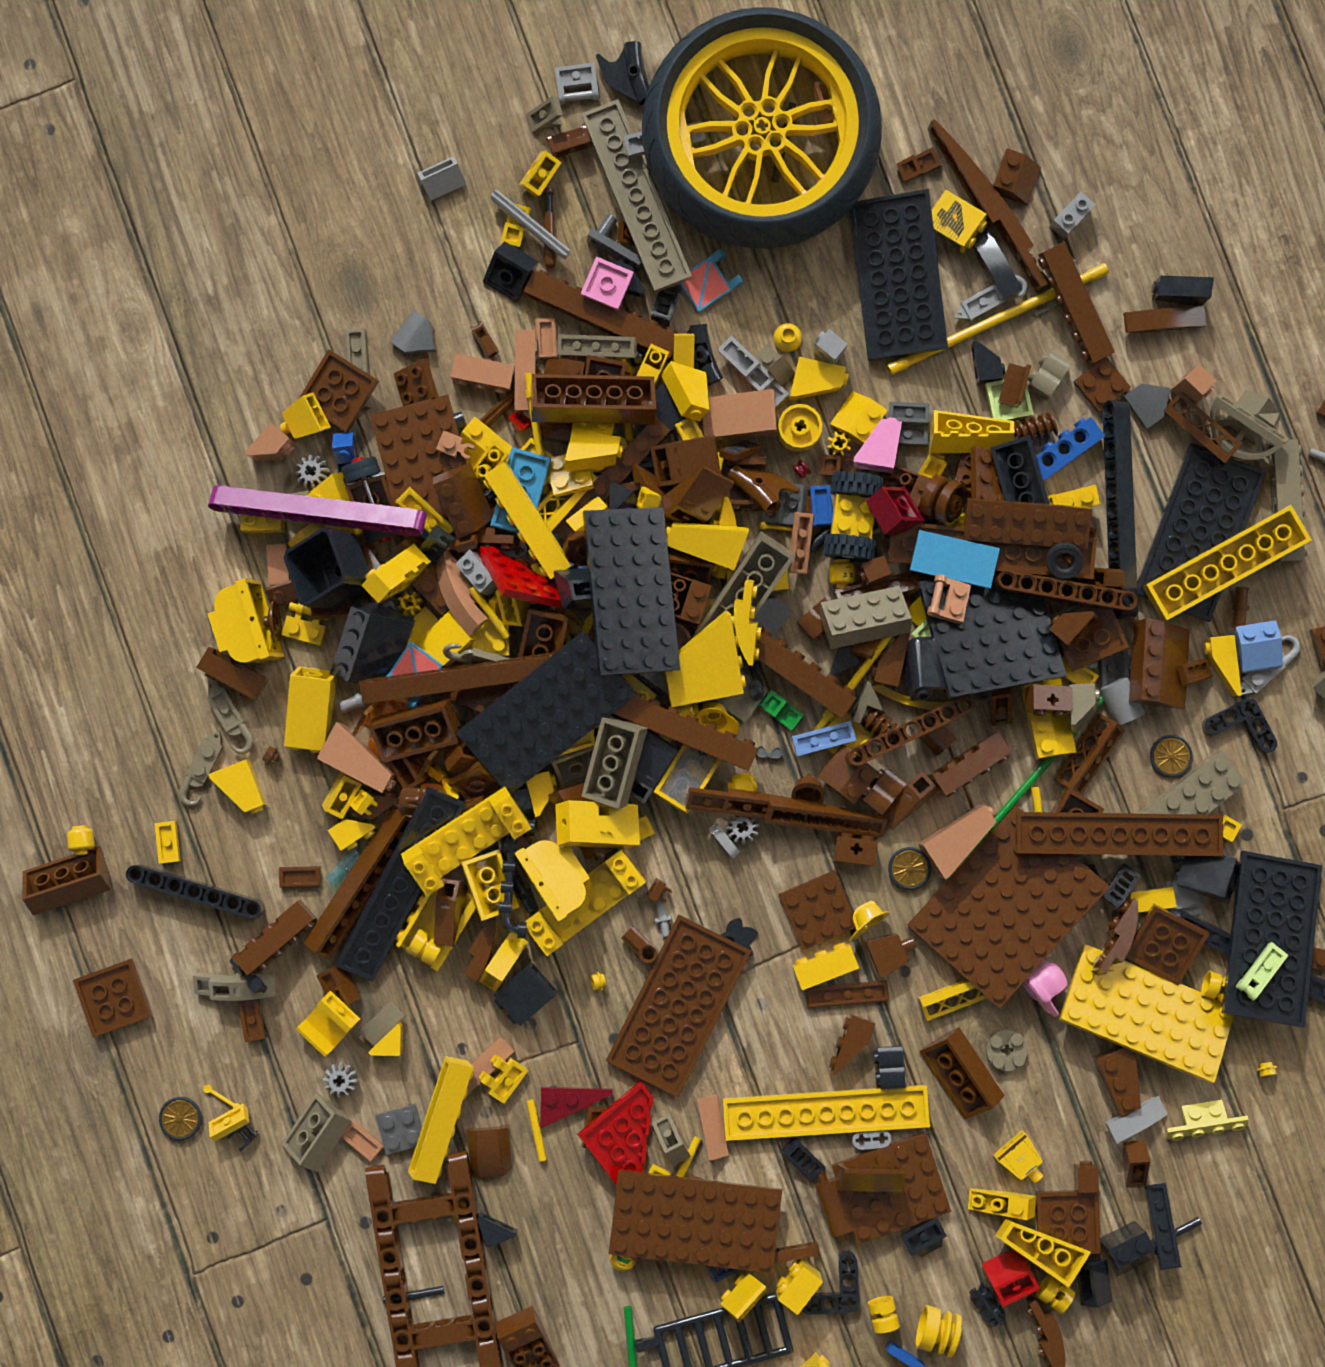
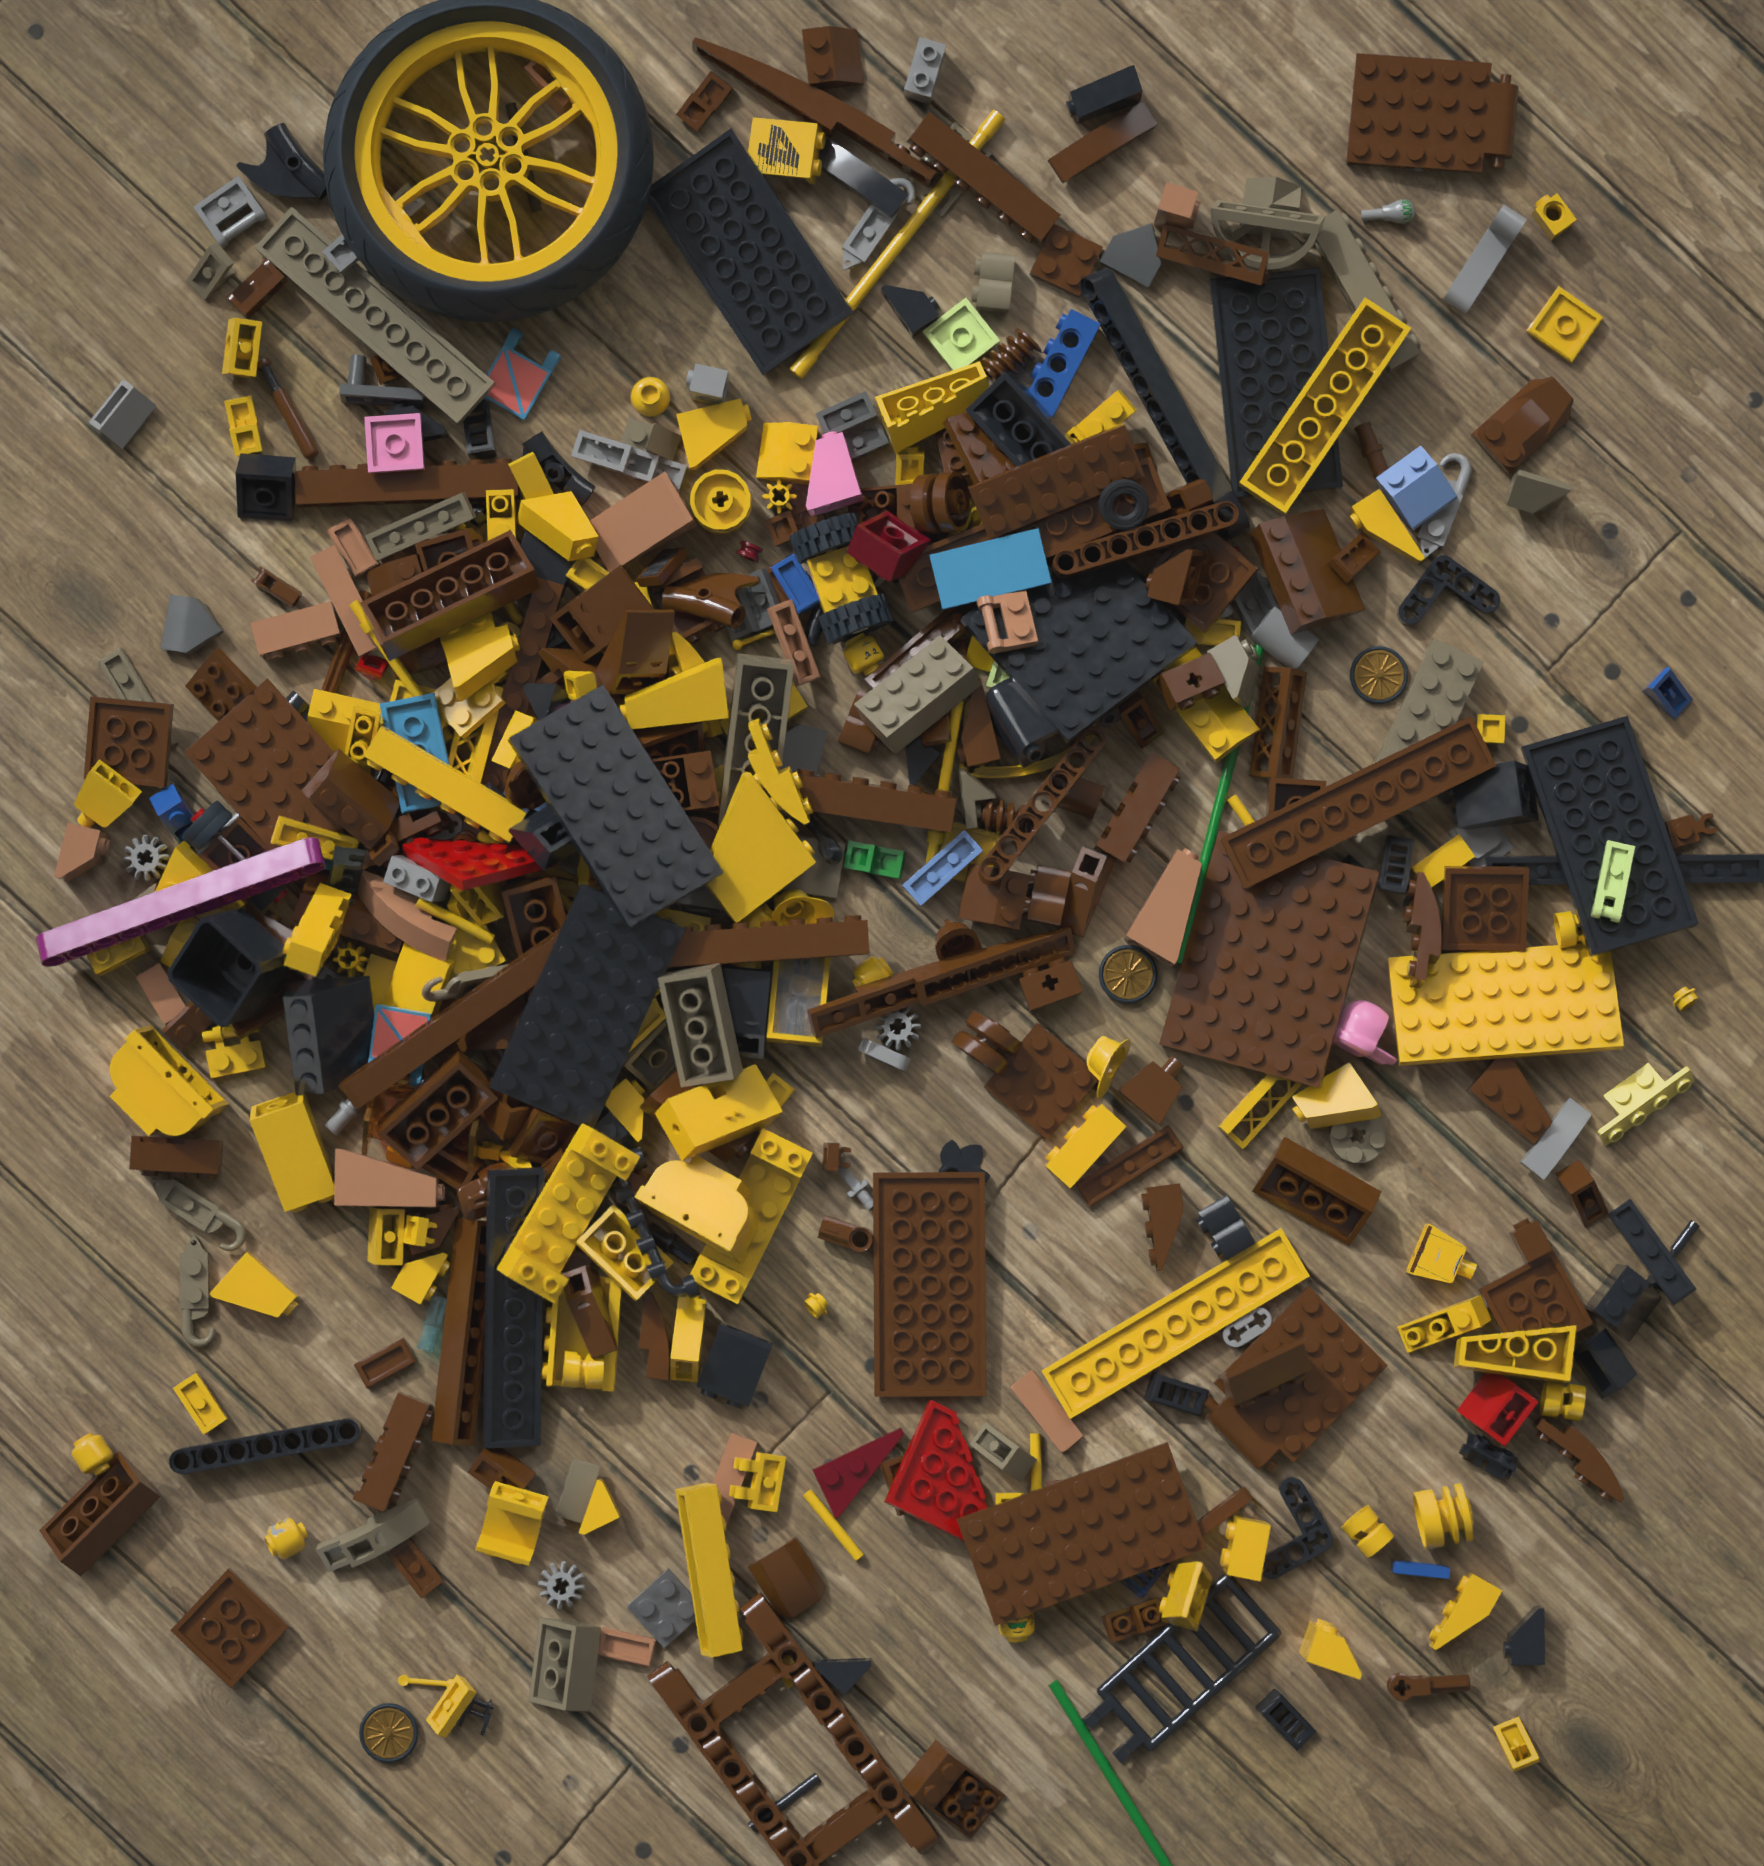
camera: 30 degrees left, 0 degrees up
(177, 958) = (286, 1538): none -> yellow head
(254, 982) = (395, 1516): black piece -> none
(270, 755) = (274, 1233): reddish brown plate -> none
(273, 621) = (193, 1066): reddish brown dish -> none
(452, 445) = (304, 738): nougat plate -> none
(530, 224) = (261, 416): light grey axle -> none
(700, 1292) = (1133, 1620): none -> reddish brown slope
(775, 754) = (876, 924): dark grey piece -> none
(798, 866) = (989, 1039): none -> reddish brown wheel
(874, 571) = (901, 633): reddish brown brick -> none
(924, 1237) = (1371, 1413): black slope -> none
(1008, 1022) = (1339, 1101): none -> yellow slope
(1014, 385) = (957, 317): reddish brown panel -> none

